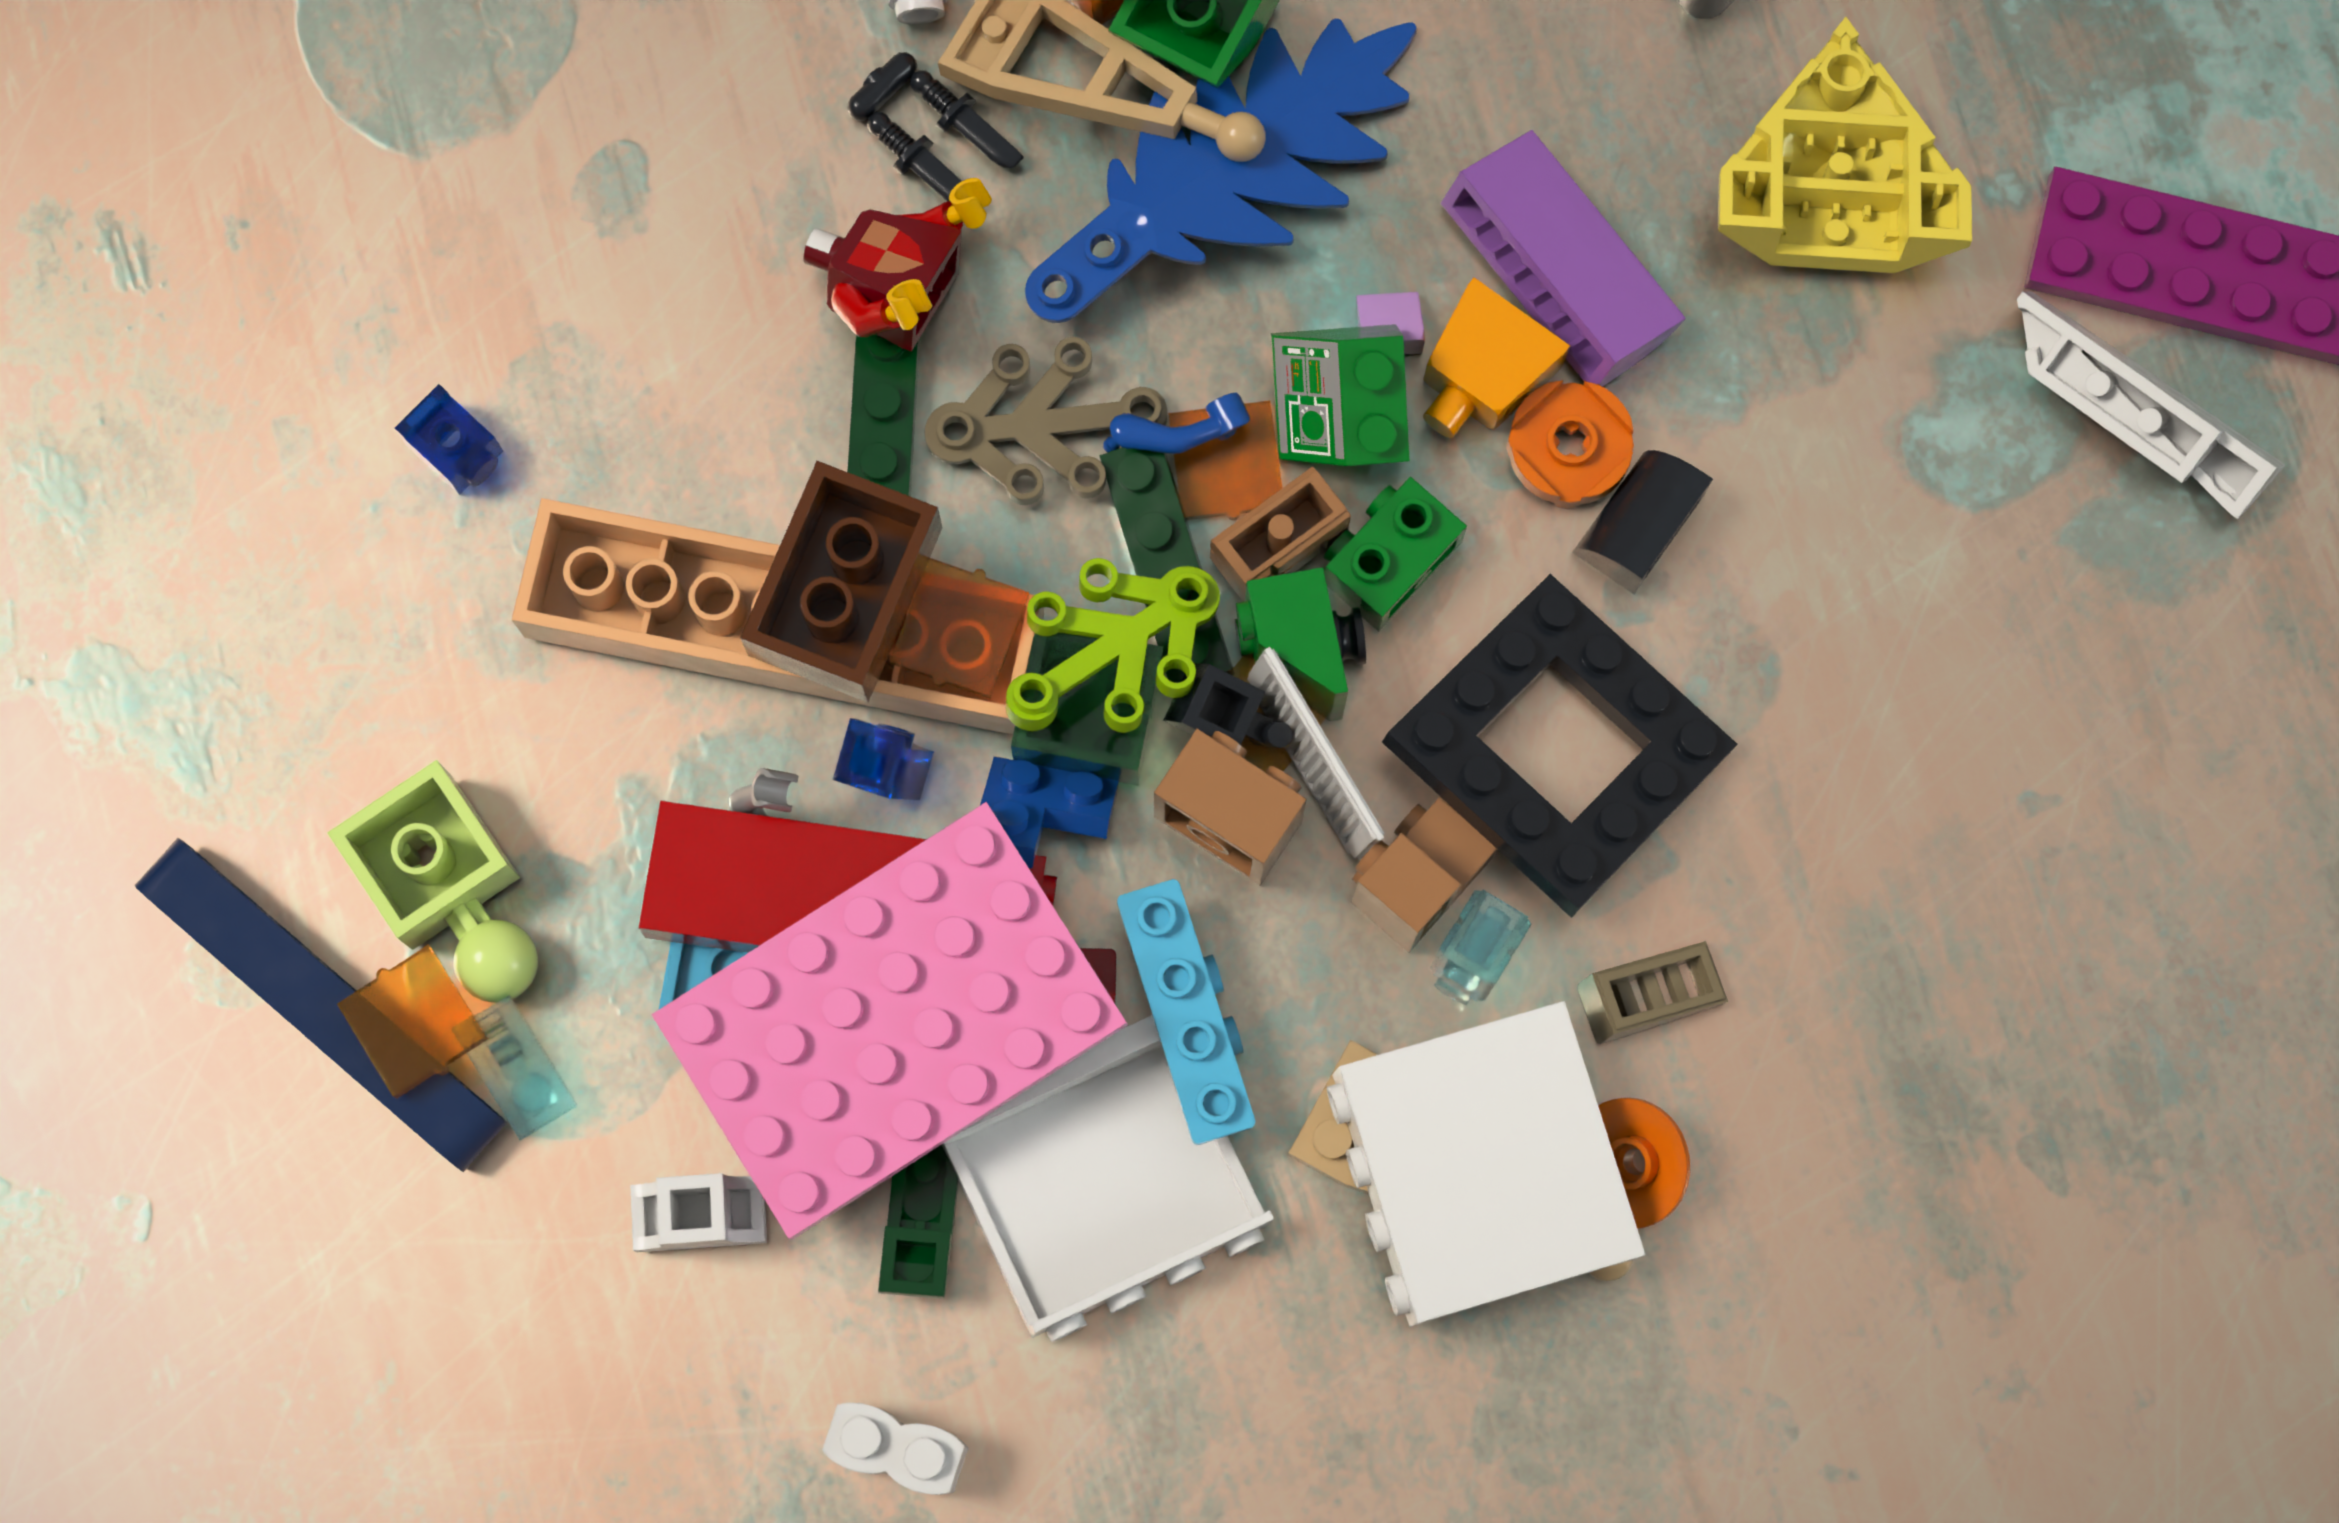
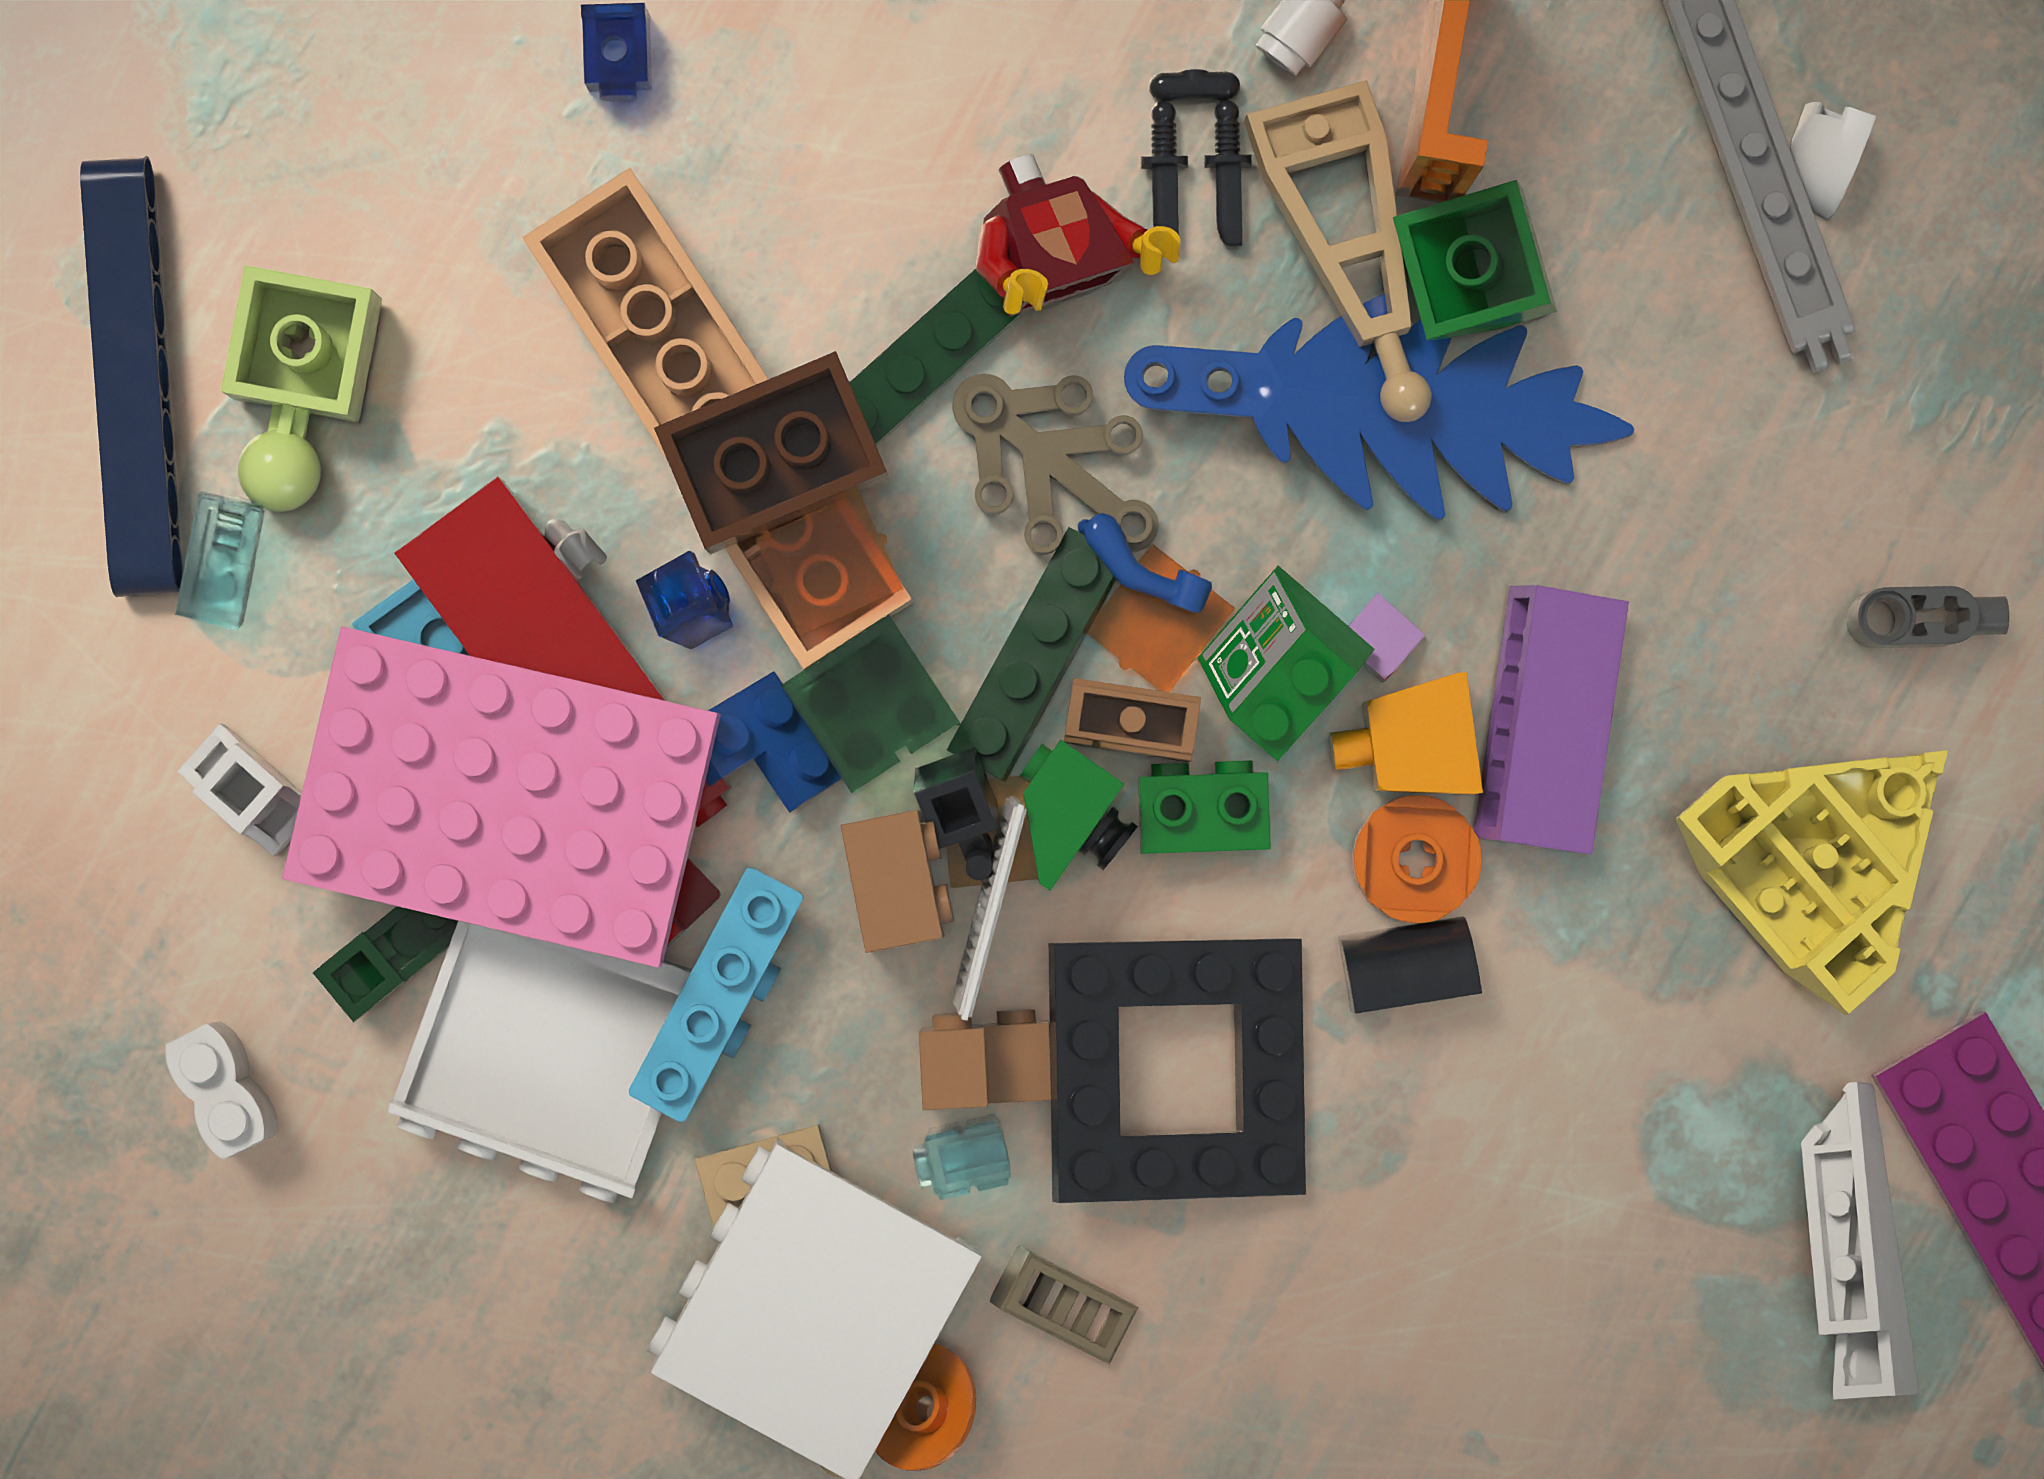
camera: 45 degrees right, 10 degrees up
(412, 1021) = (176, 460): clear orange piece -> none
(1119, 638) = (935, 687): lime plant -> none

